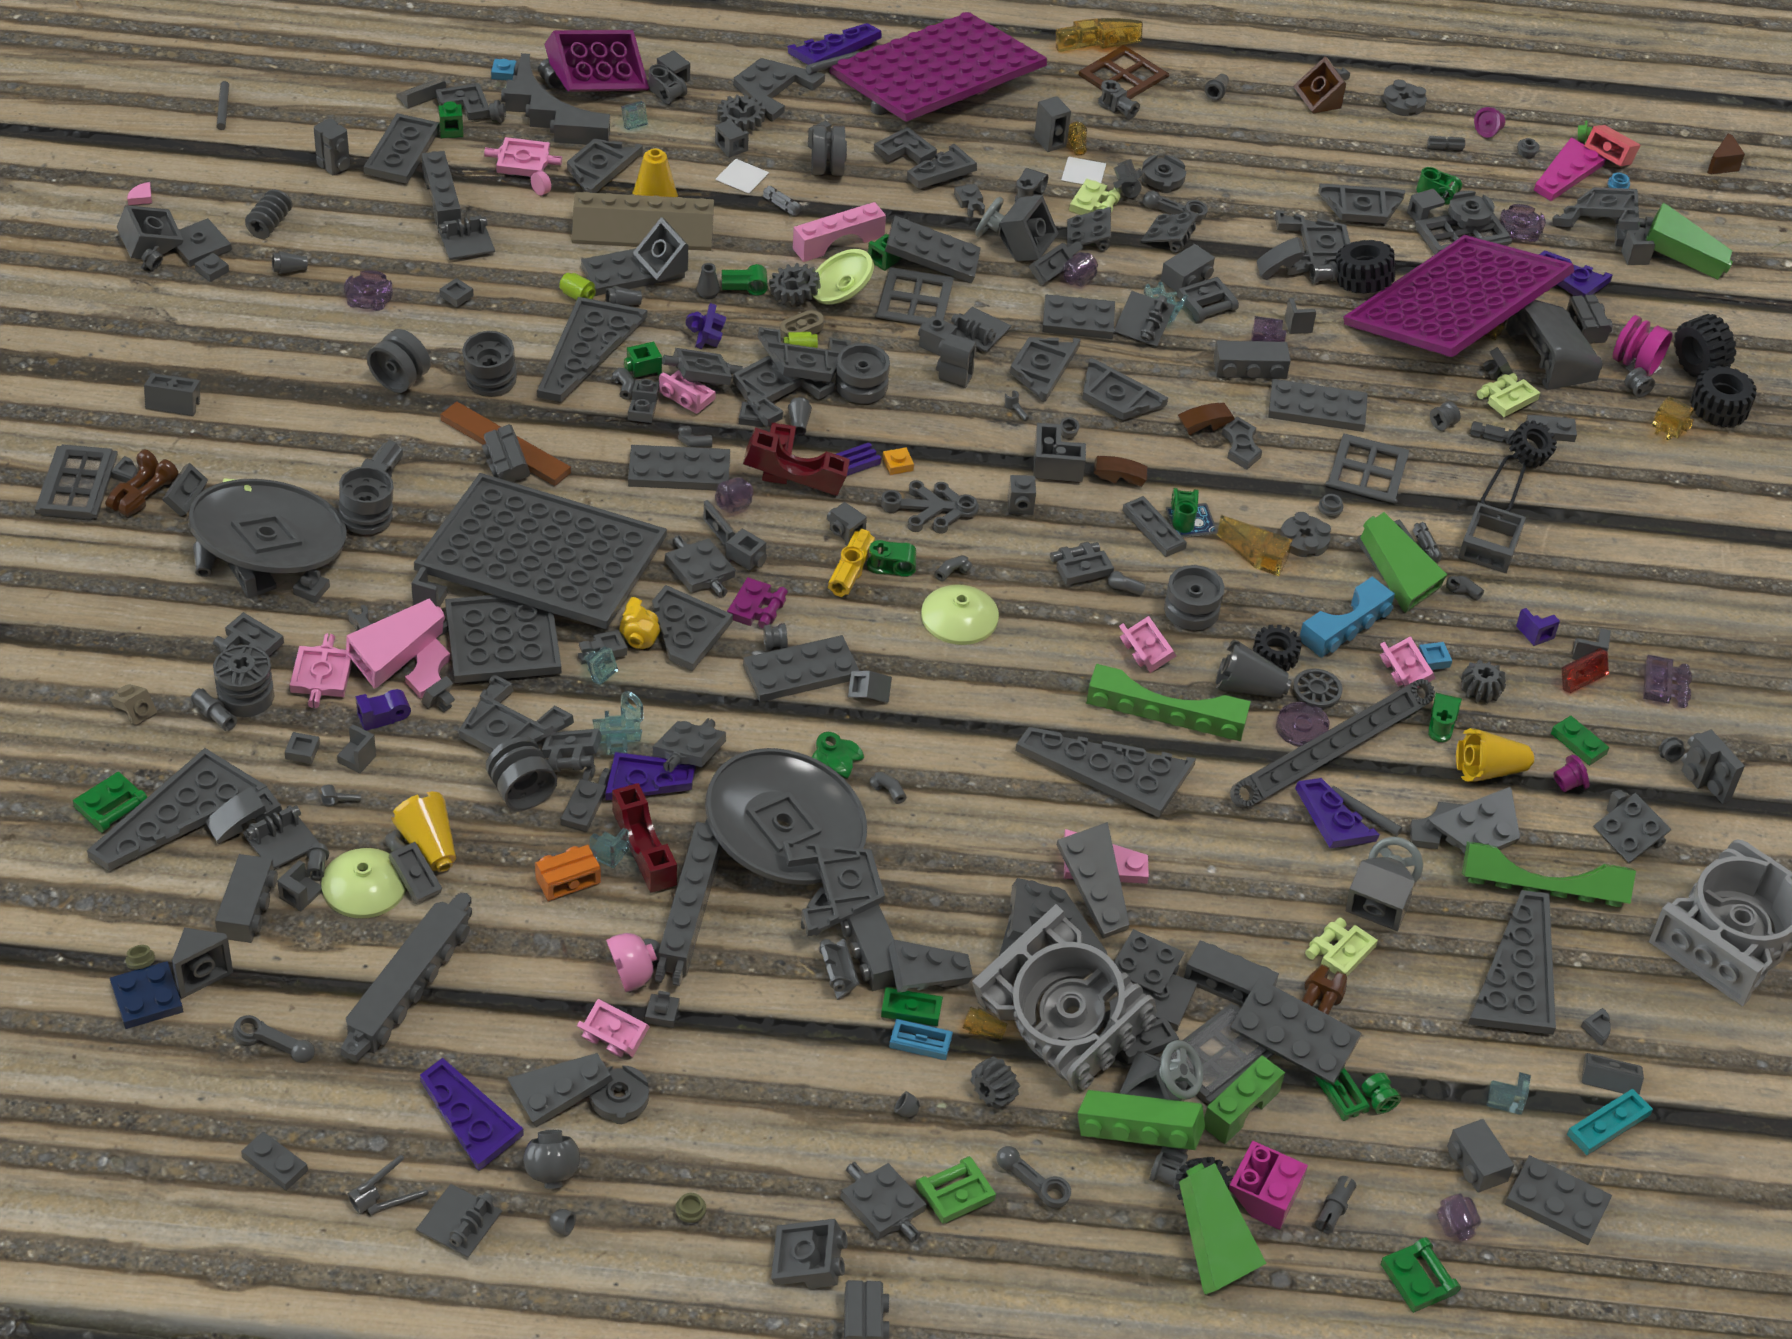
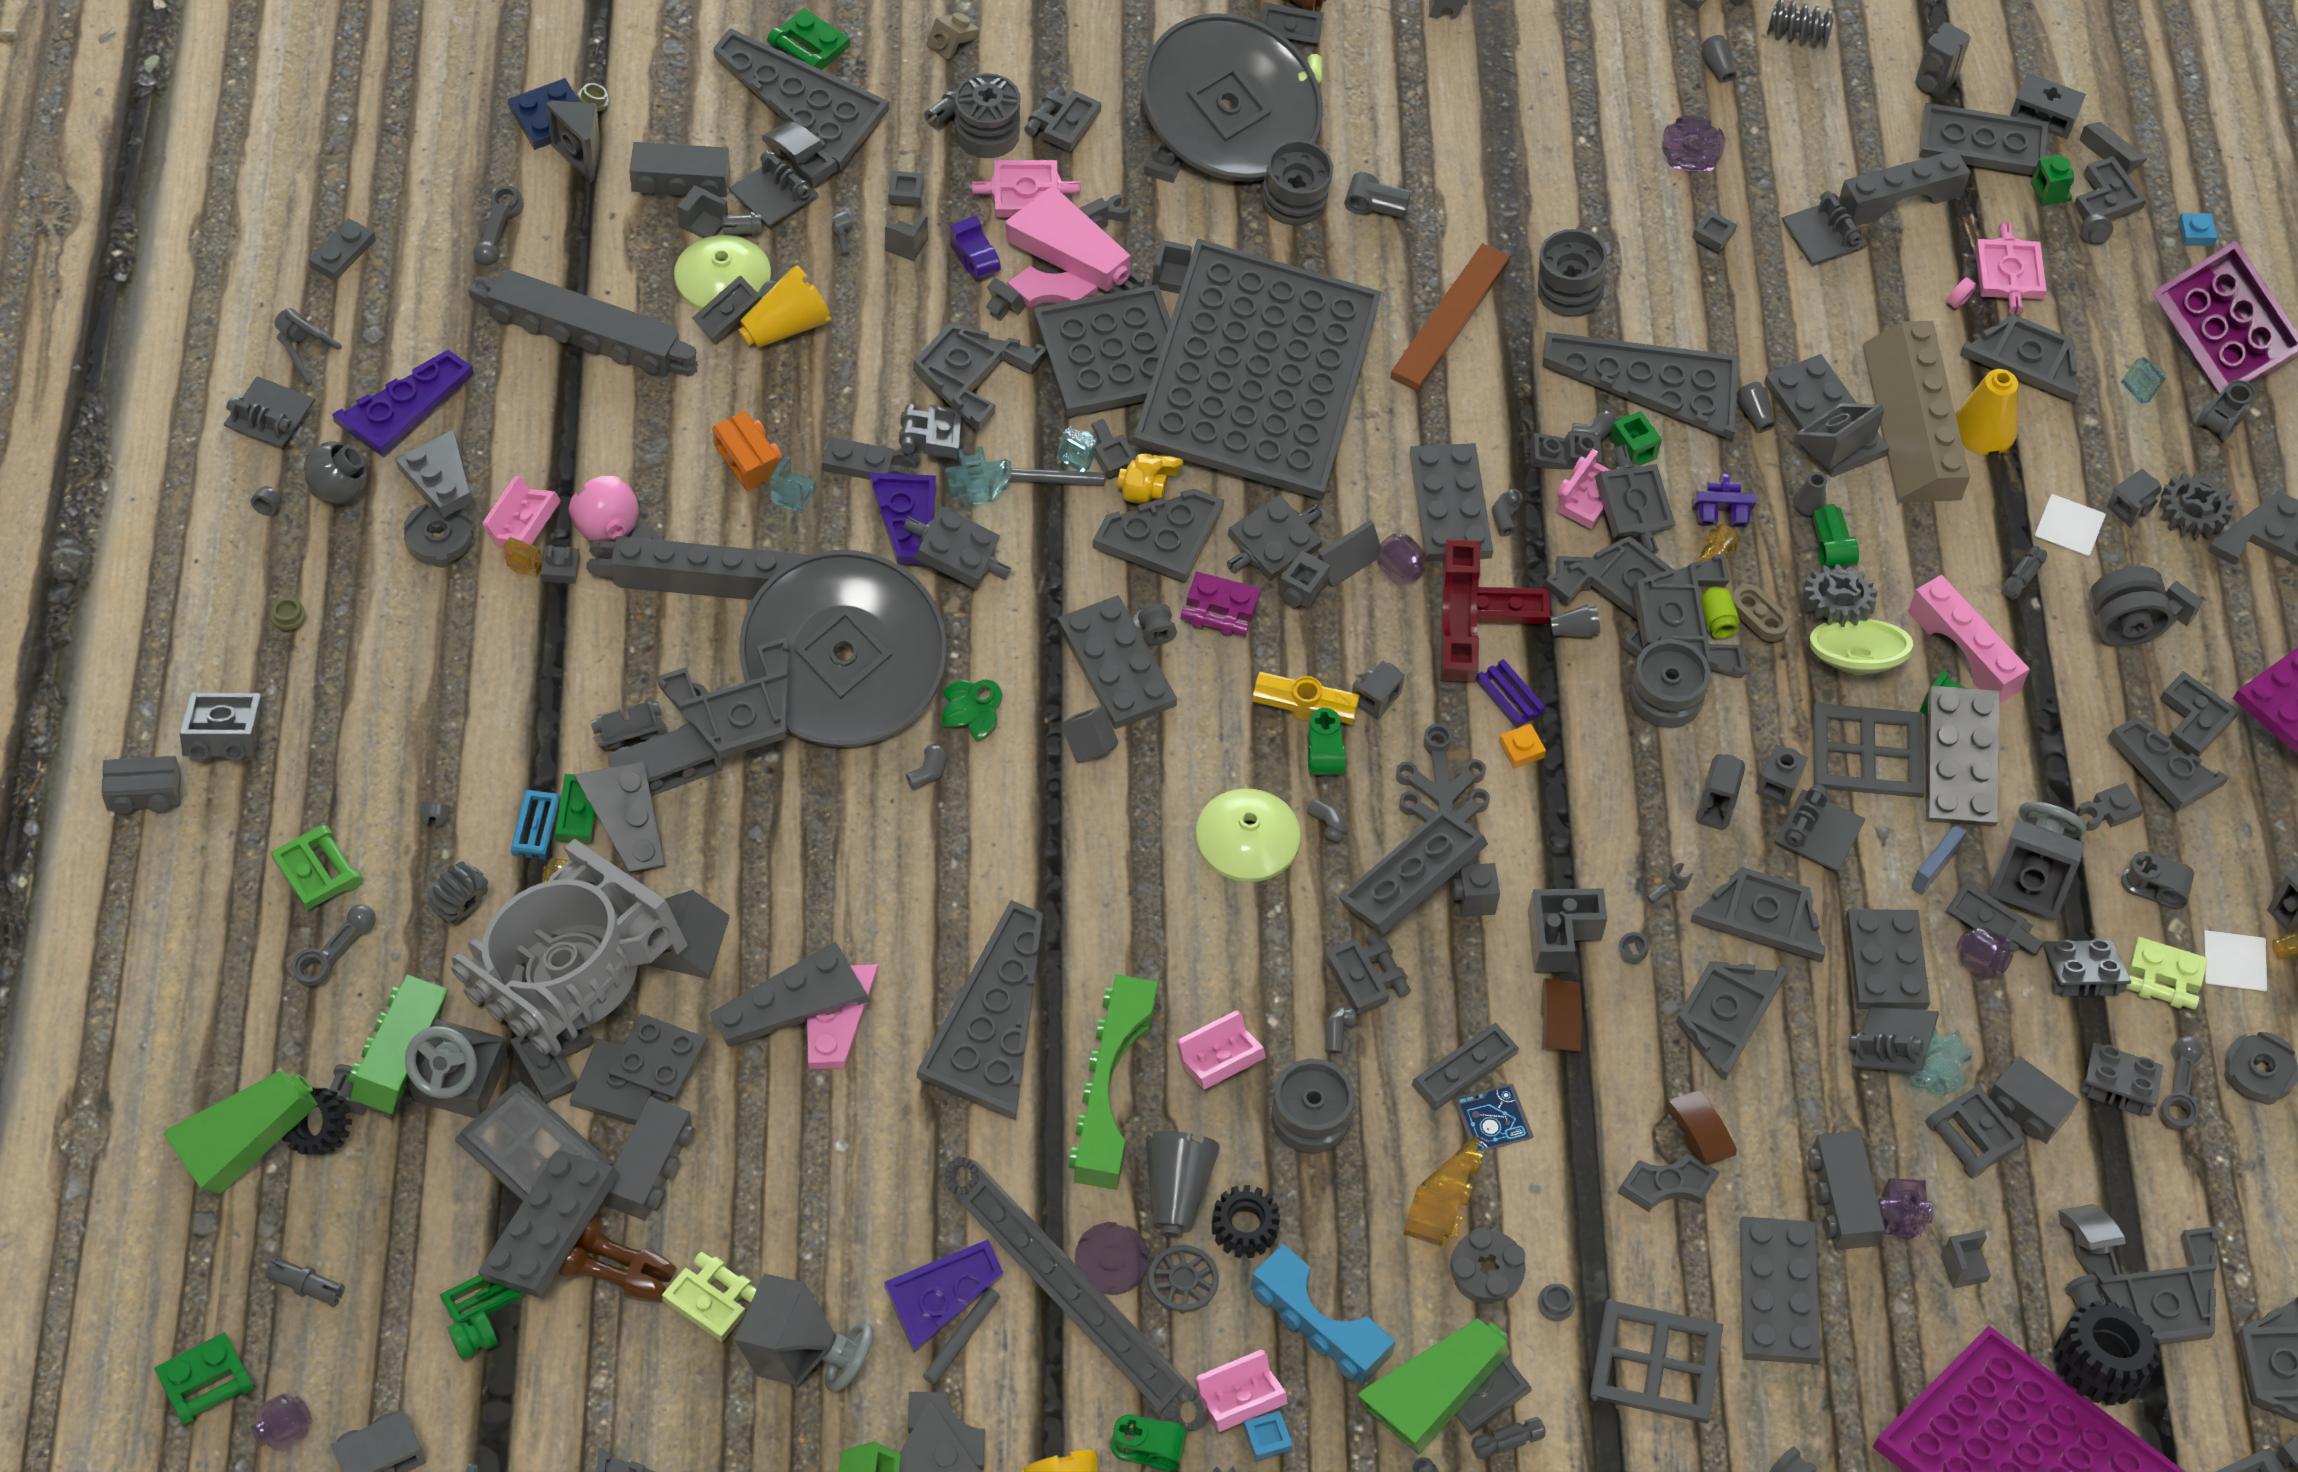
camera: 85 degrees right, 10 degrees up
(378, 111) = (2048, 102): none -> dark grey brick
(398, 360) = (1549, 179): dark grey wheel -> none
(506, 454) = (1413, 311): dark grey brick -> none
(521, 773) = (878, 382): dark grey wheel -> none
(545, 111) = (2139, 257): dark grey arch -> none
(577, 286) = (1760, 354): lime brick -> none
(620, 684) = (1057, 476): none -> dark grey bar
(652, 857) = (833, 502): dark red arch -> none
(657, 1031) = (523, 557): none -> clear yellow plate
(676, 64) = (2271, 411): dark grey panel -> none
(743, 336) = (1719, 541): none -> clear yellow cone
(883, 1201) = (300, 796): dark grey plate -> none
(1009, 277) = (1938, 859): none -> sand blue tile
(1011, 519) = (1413, 871): none -> dark grey plate
(1033, 900) = (733, 940): dark grey wing -> none
(1128, 178) = (2212, 1012): dark grey hips -> none
(1184, 509) = (1505, 1100): green piece -> none
(1253, 1087) = (470, 1181): bright green arch -> none
(1267, 1184) = (322, 1195): dark pink slope -> none

